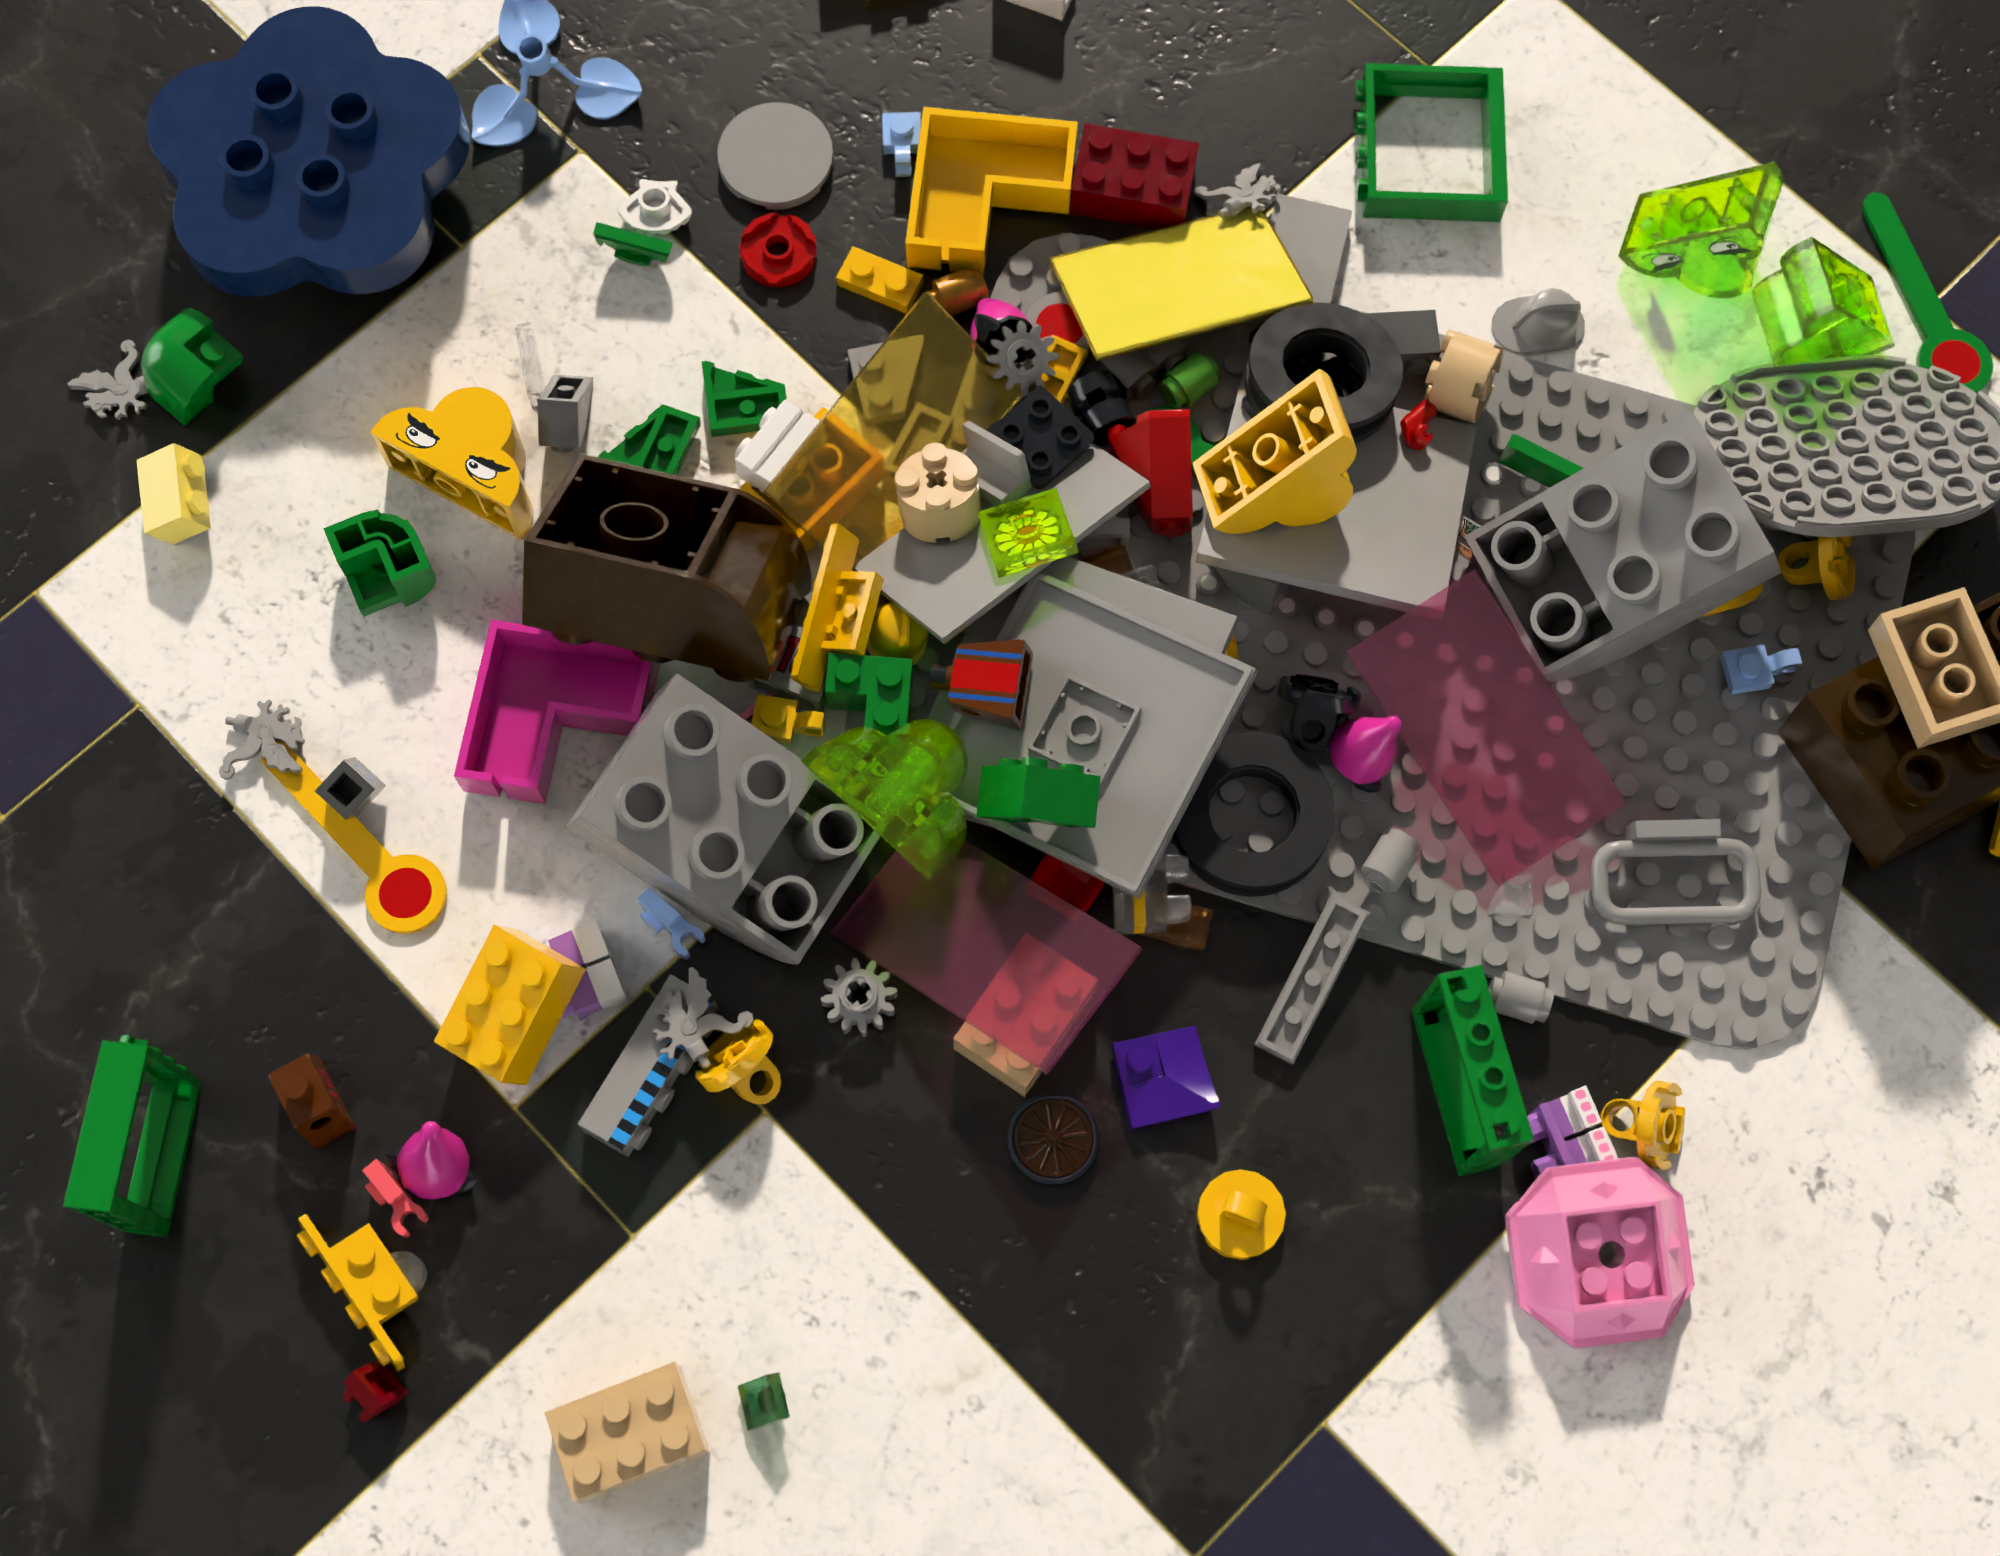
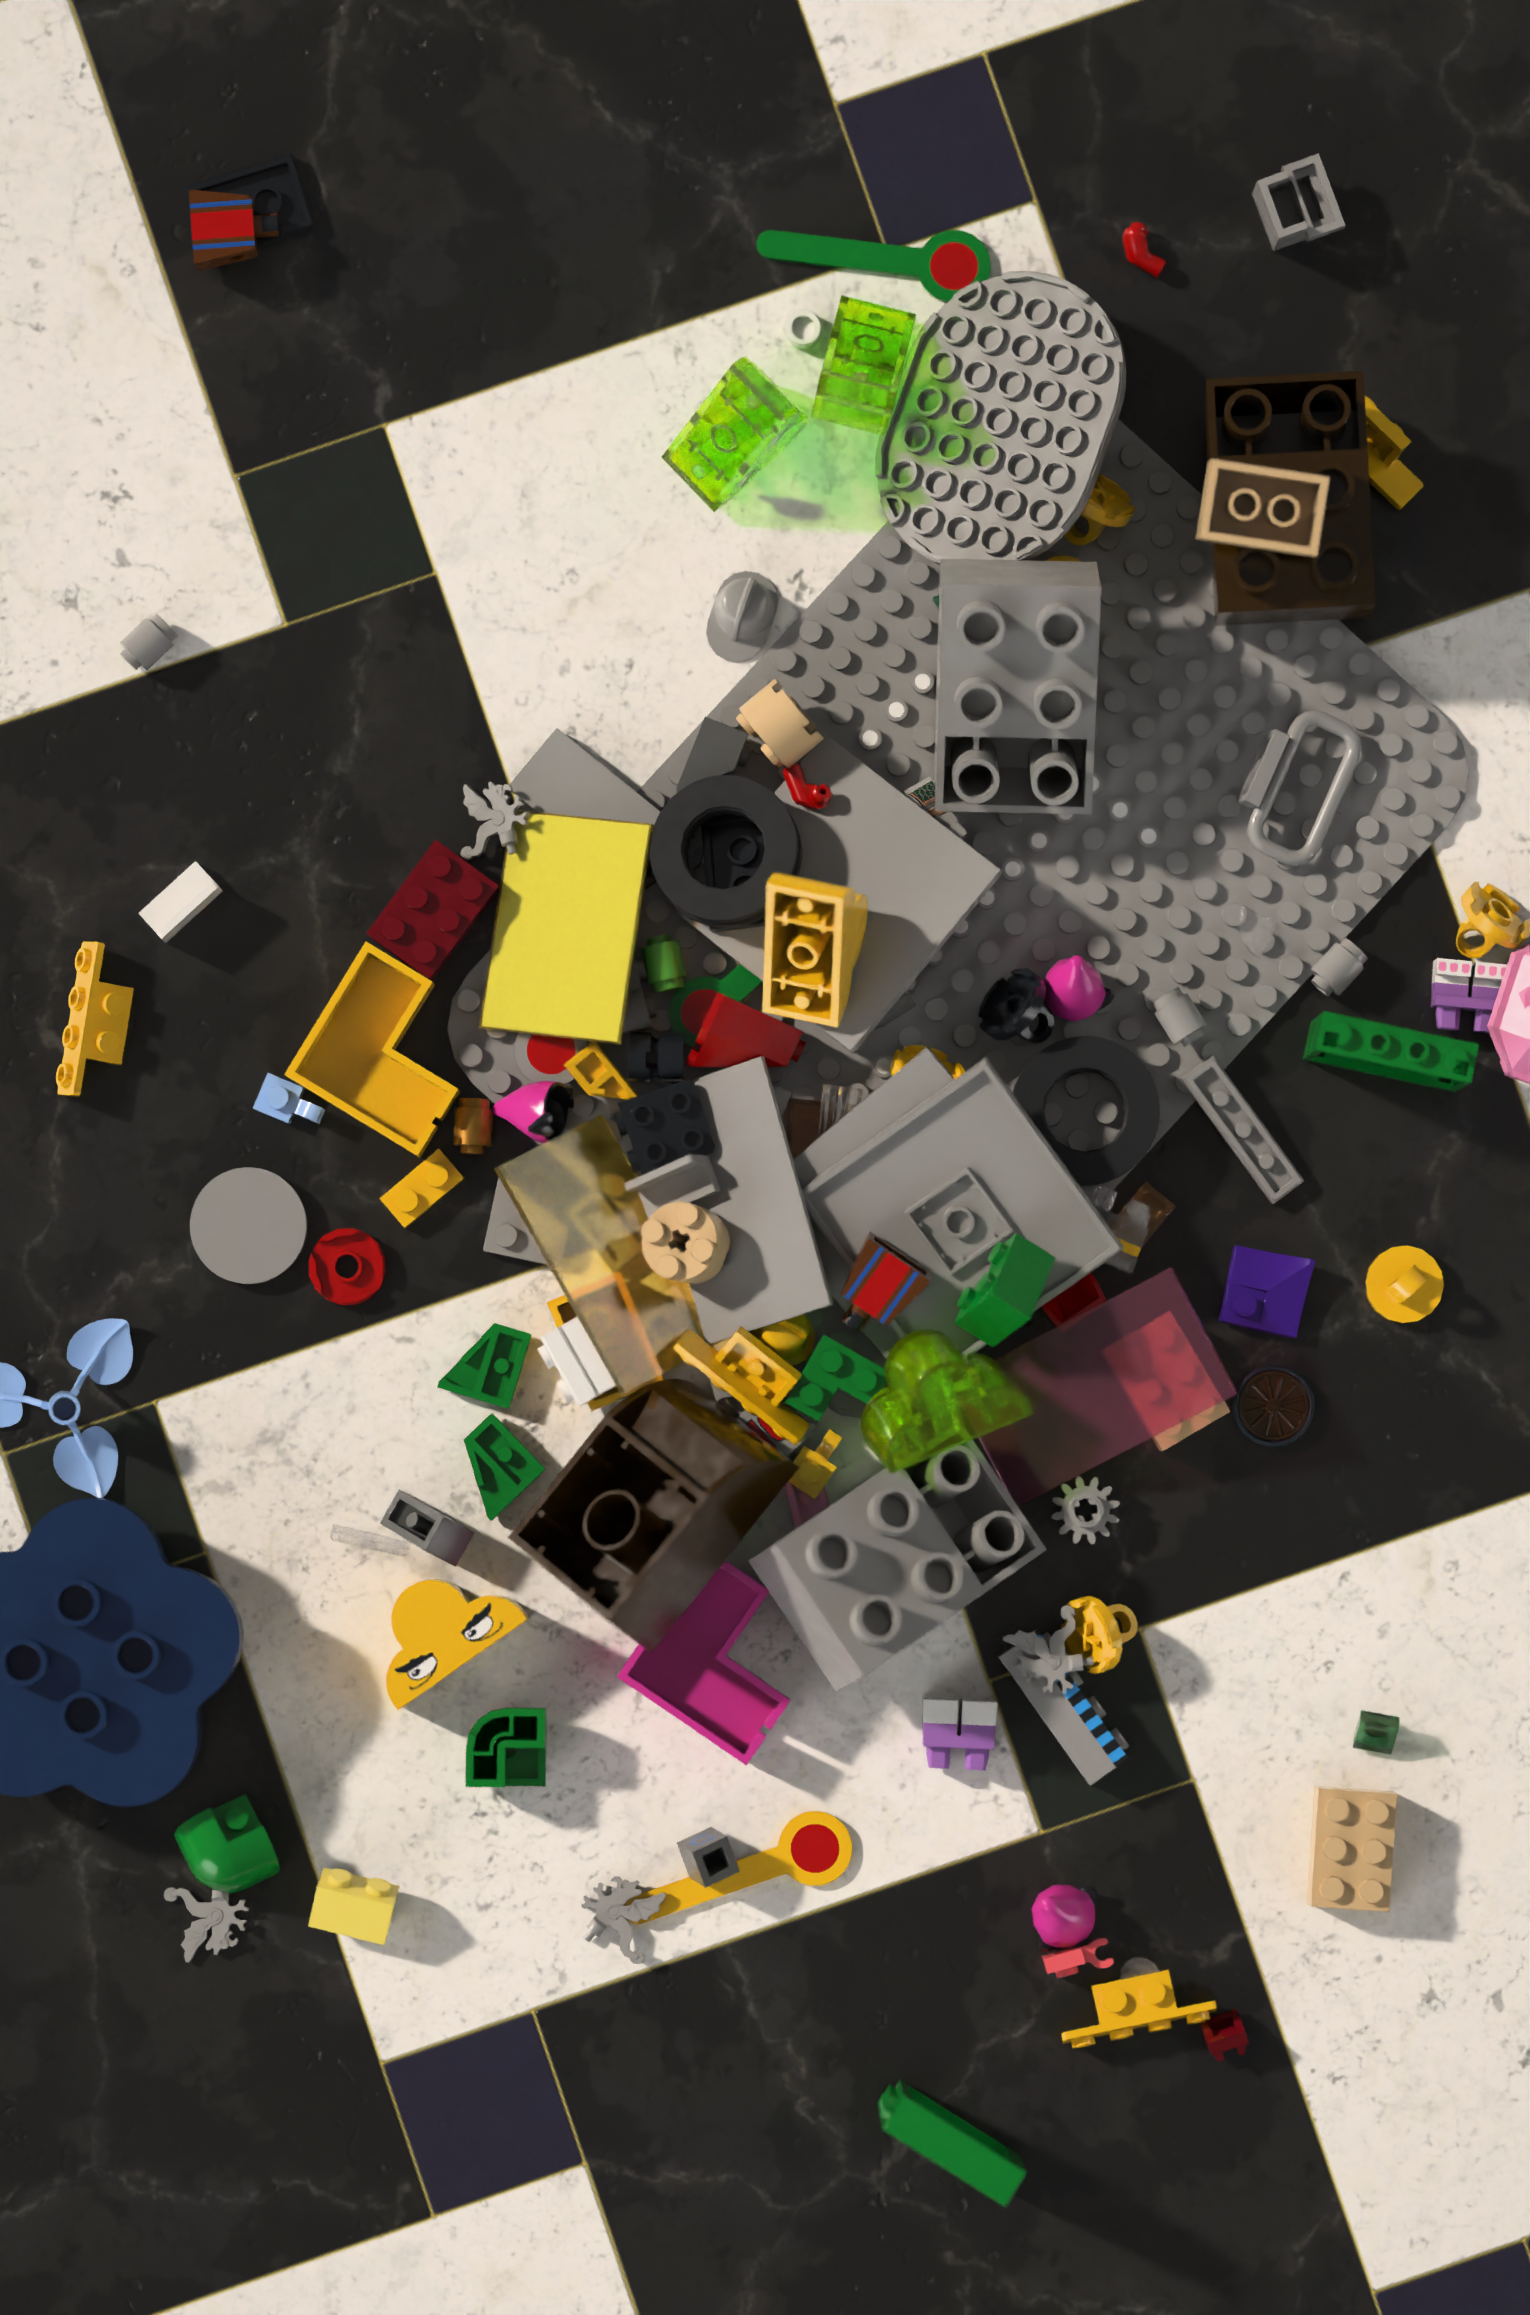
camera: 65 degrees left, 15 degrees up
(309, 1096) = (963, 1993): reddish brown torso -> none
(509, 1005) = (966, 1799): yellow brick -> none
(632, 246) = (291, 1397): green tile -> none
(655, 208) = (253, 1360): white animal -> none
(661, 915) = (939, 1643): light blue plate -> none
(1007, 354) = (572, 1117): light grey gear -> none
(1027, 532) = (760, 1184): clear neon green tile -> none
(1439, 82) = (547, 561): green window -> none
(1486, 727) = (1109, 882): clear pink piece -> none
(1536, 462) = (889, 697): green tile -> none
(1753, 670) = (1153, 618): light blue plate -> none

